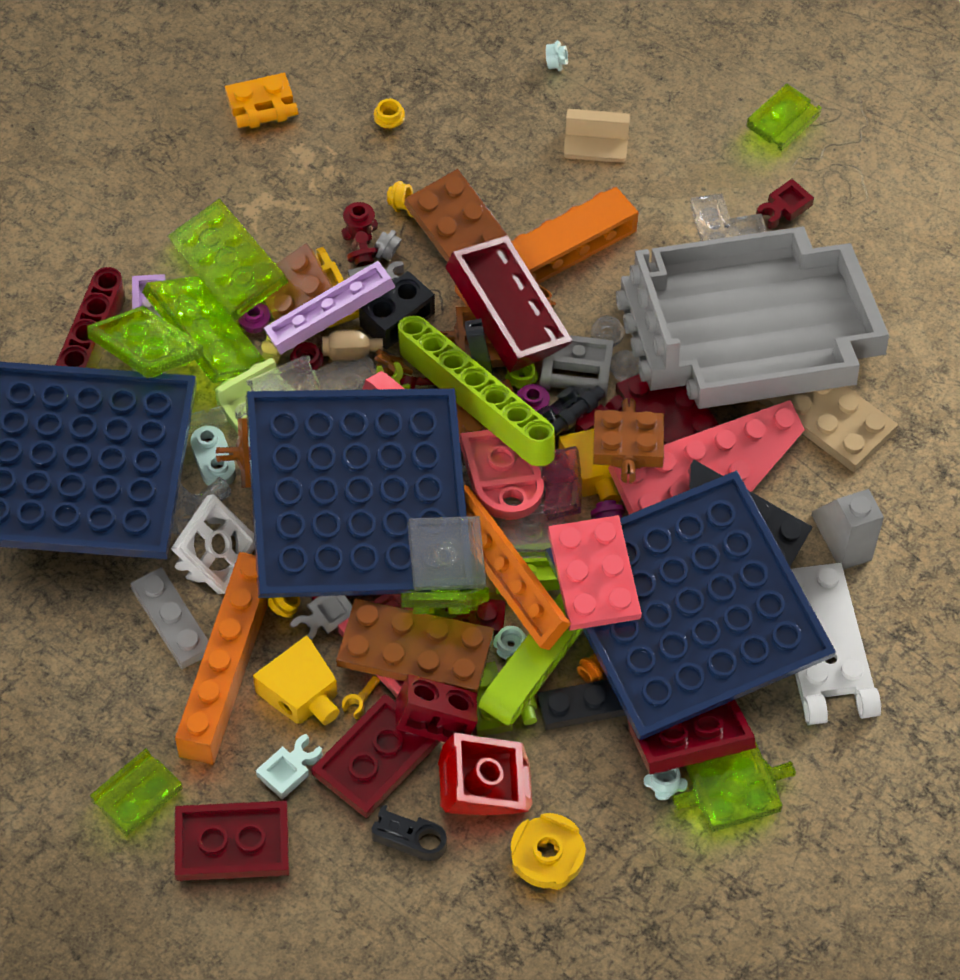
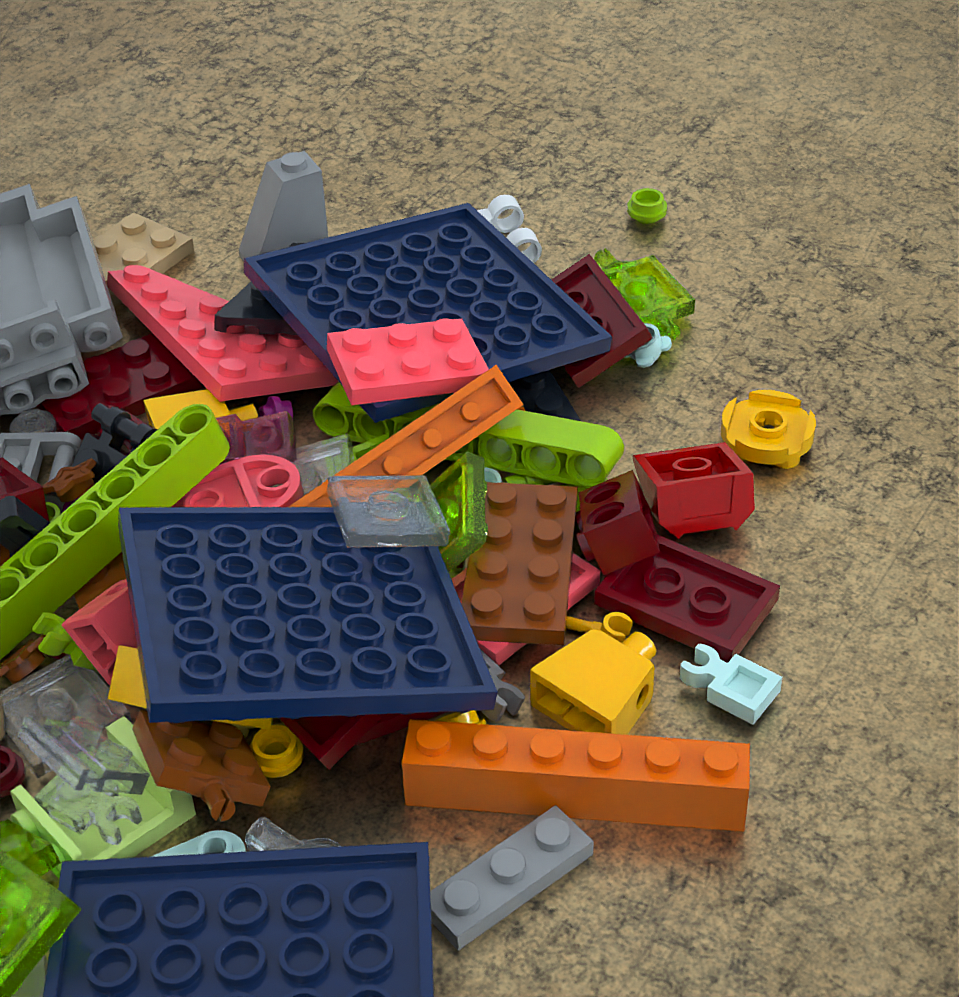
camera: 95 degrees left, 15 degrees down
(136, 792) = (832, 858): clear neon green plate -> none
(214, 513) = (377, 813): white piece -> none
(231, 840) = (869, 731): dark red plate -> none
(405, 834) = (788, 558): black piece -> none
(545, 383) = (72, 481): none -> dark orange plate
(628, 439) = (184, 370): dark orange plate -> none
(872, 822) = (647, 206): none -> lime plate

